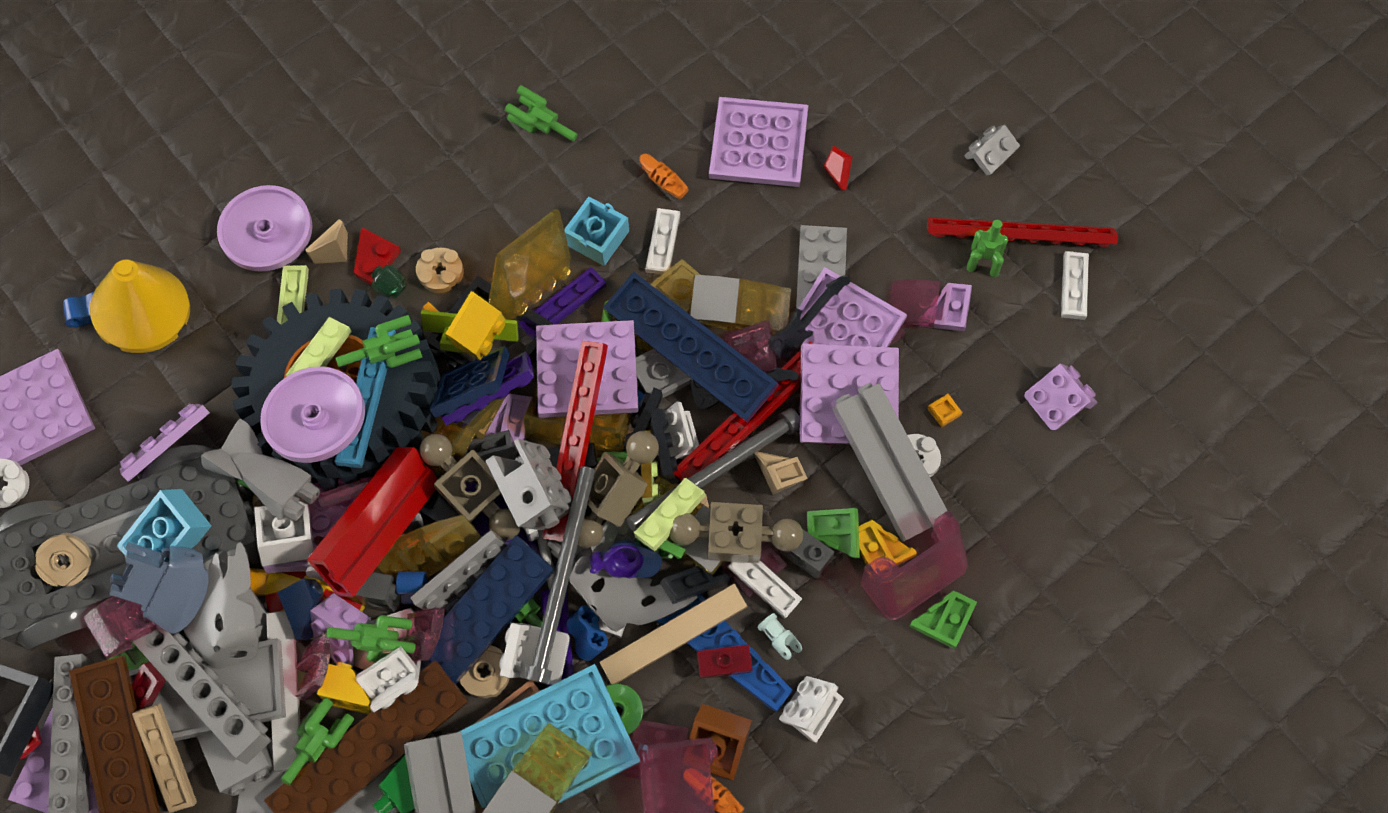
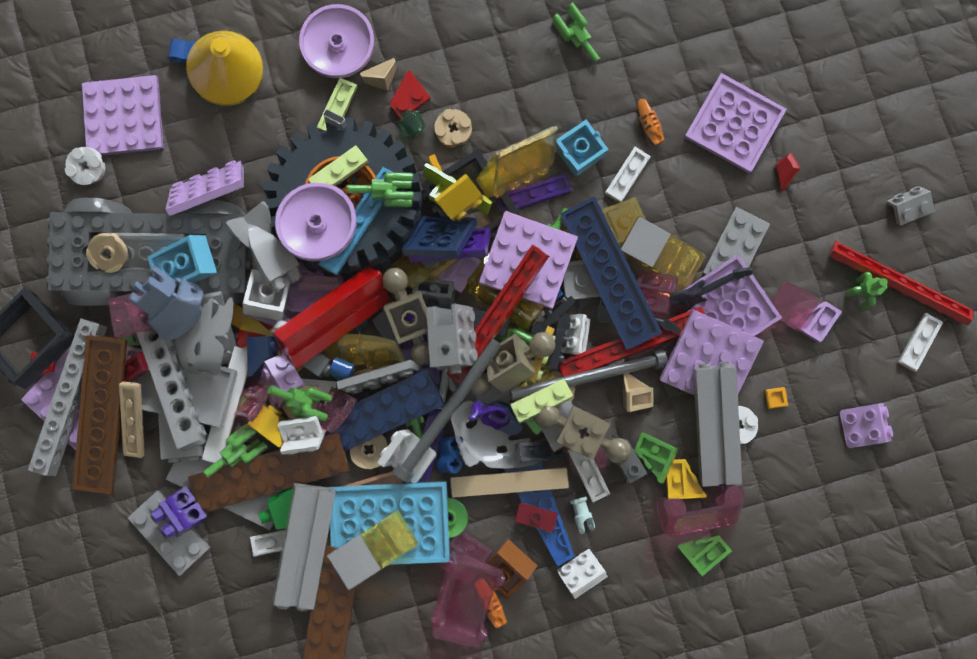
camera: 20 degrees right, 15 degrees up
(293, 300) = (334, 119): none -> piece

